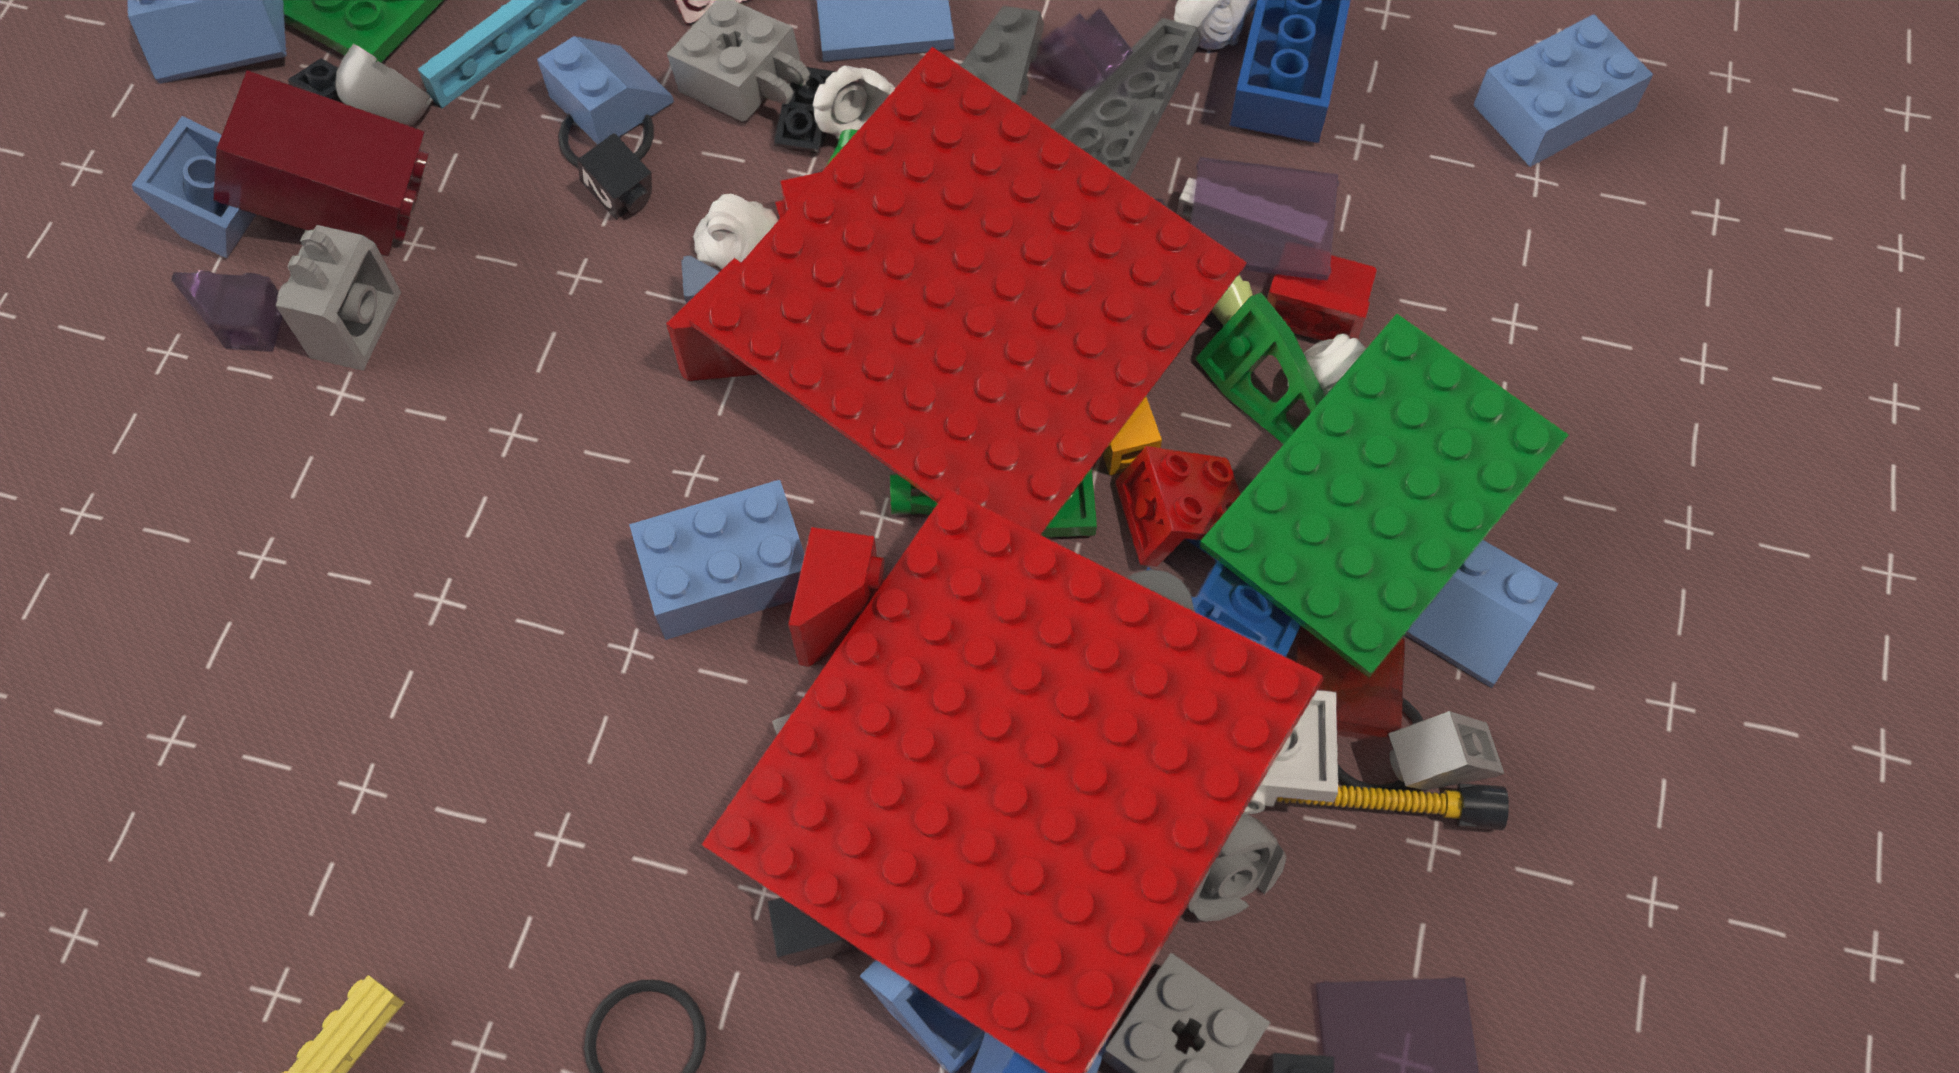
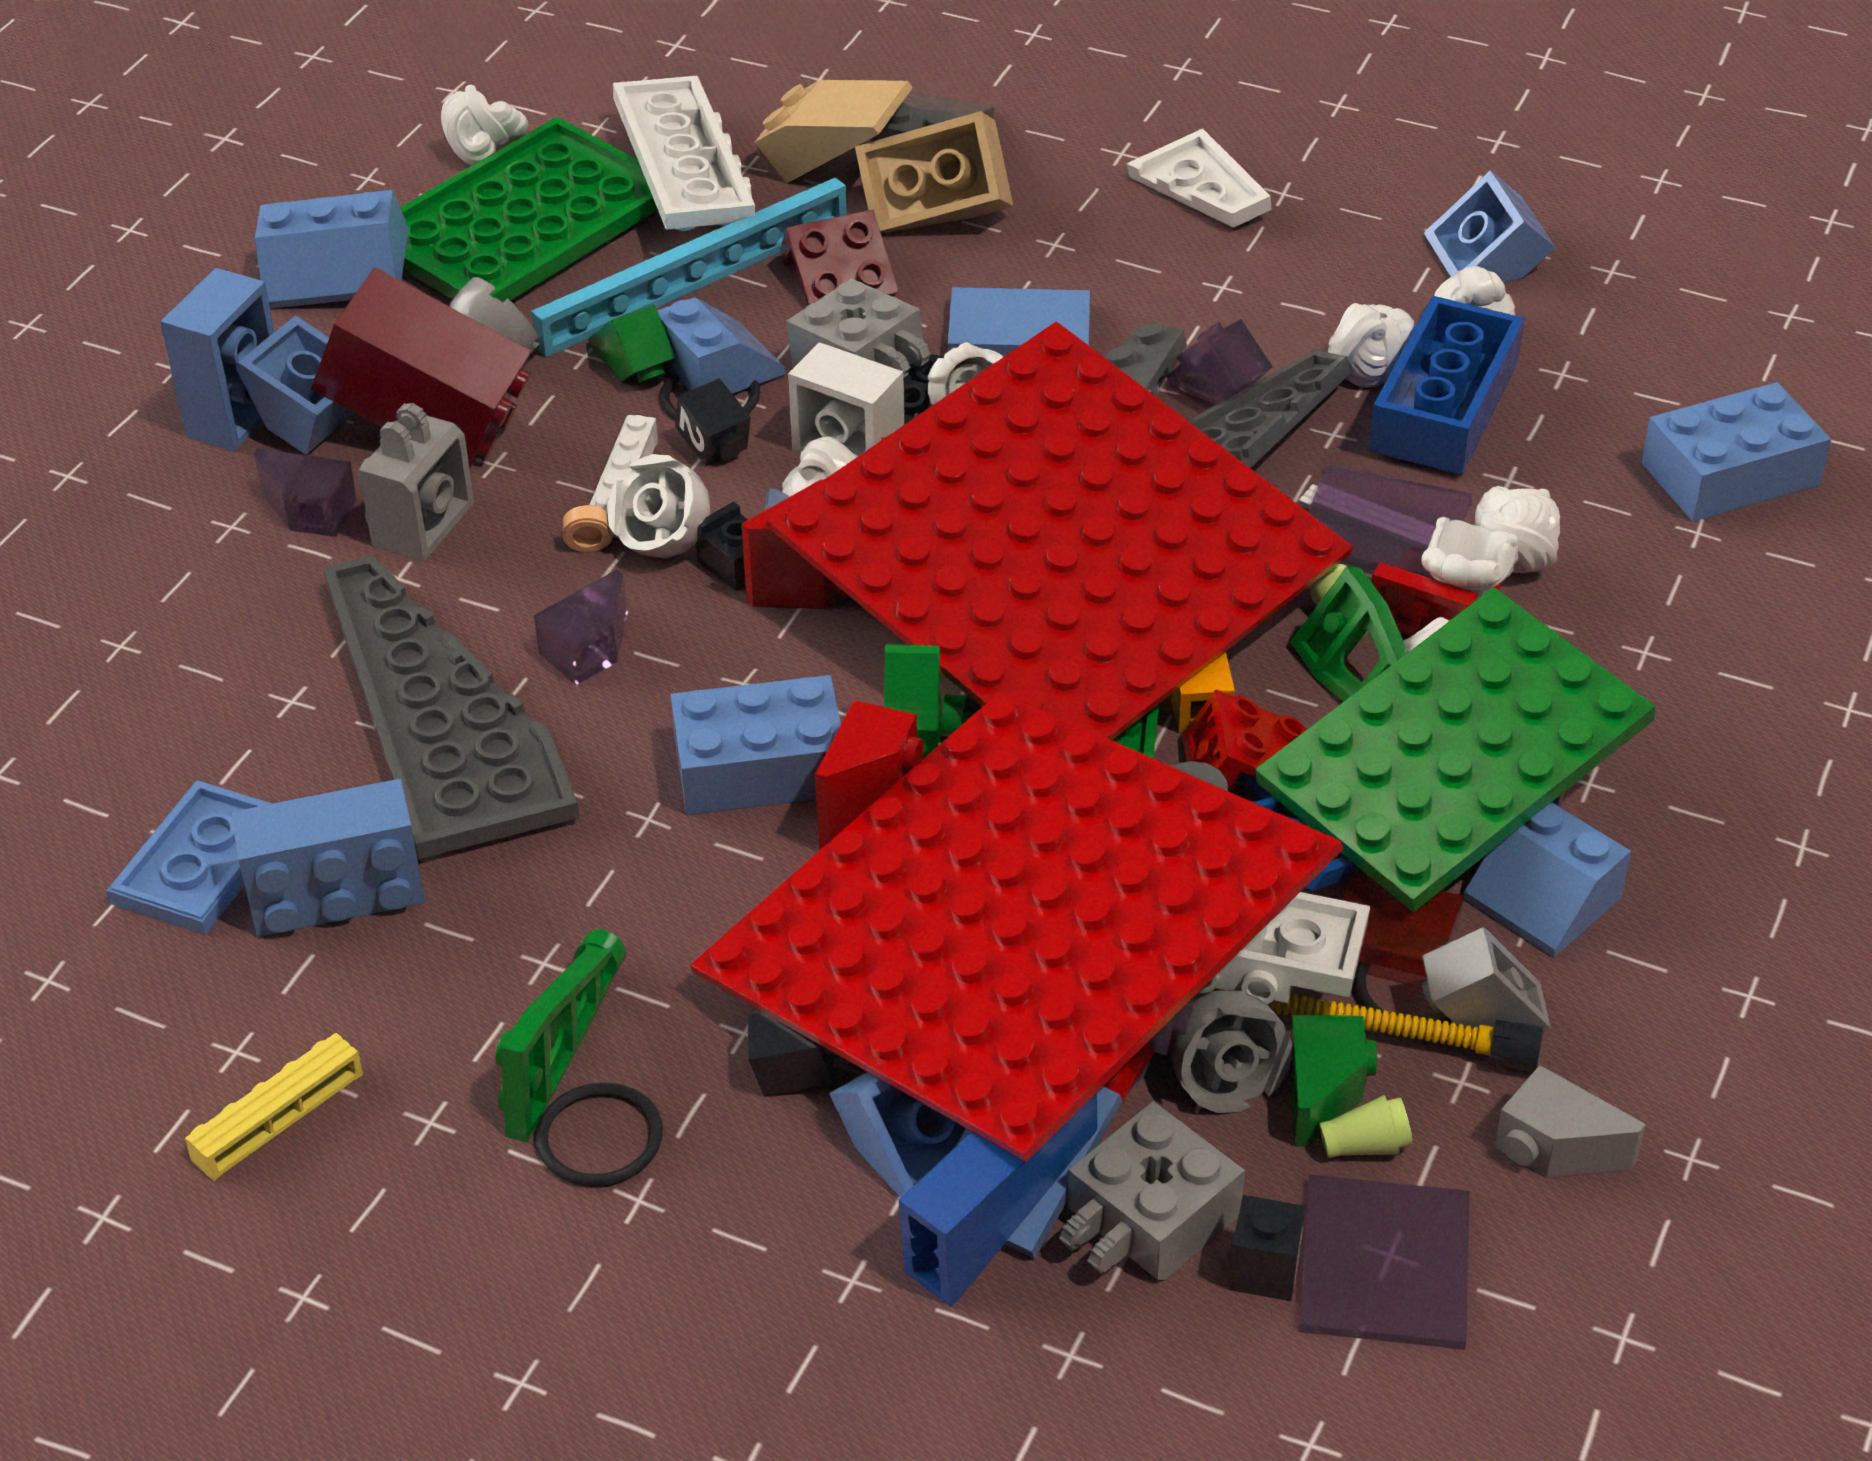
camera: 10 degrees right, 20 degrees down
(97, 160) = (204, 342): none -> medium blue brick
(200, 765) = (189, 863): none -> medium blue tile
(323, 772) = (328, 857): none -> medium blue brick
(428, 589) = (451, 734): none -> dark grey wing
(515, 318) = (586, 528): none -> light nougat tile
(525, 93) = (634, 345): none -> green slope
(533, 439) = (585, 628): none -> clear purple slope
(538, 247) = (634, 442): none -> white piece
(566, 994) = (570, 1005): none -> green plate
(580, 293) = (658, 507): none -> white cylinder
(646, 318) = (721, 545): none -> black brick
(740, 148) = (844, 399): none -> white brick
(863, 496) = (914, 687): none -> green slope
(1318, 865) = (1327, 1070): none -> green slope
(1356, 259) = (1470, 555): none -> white hair
(1365, 928) = (1368, 1130): none -> yellowish green cone
(1386, 210) = (1530, 517): none -> white hair
(1540, 900) = (1566, 1129): none -> light grey slope

